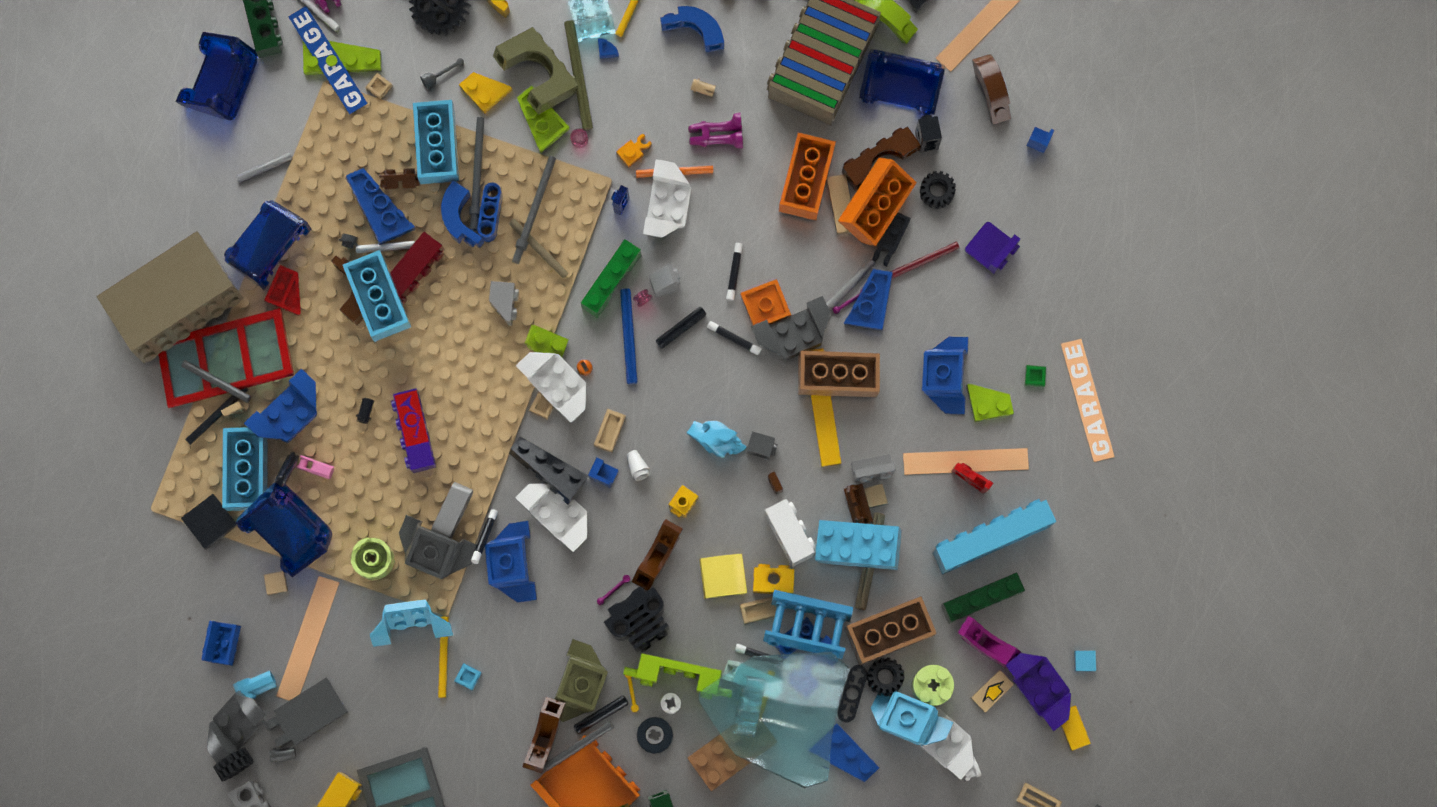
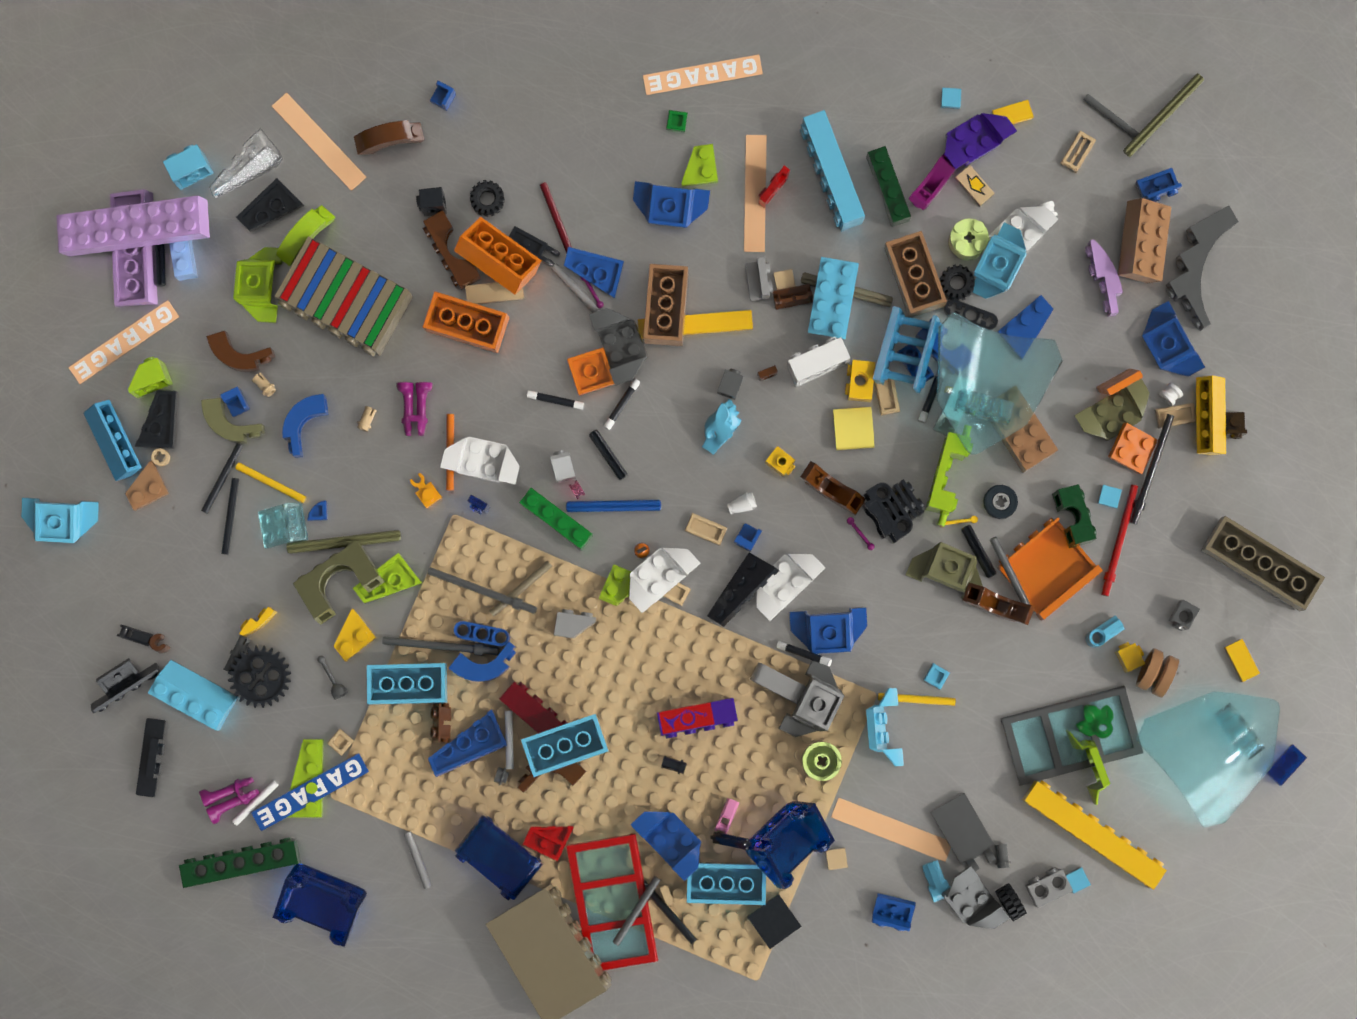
camera: 85 degrees left, 5 degrees up
(580, 144) = (408, 538): clear pink bush -> none
(668, 703) = (969, 487): white wheel -> none
(902, 81) = (374, 222): clear blue windscreen -> none
(992, 247) = (549, 150): dark purple bracket -> none

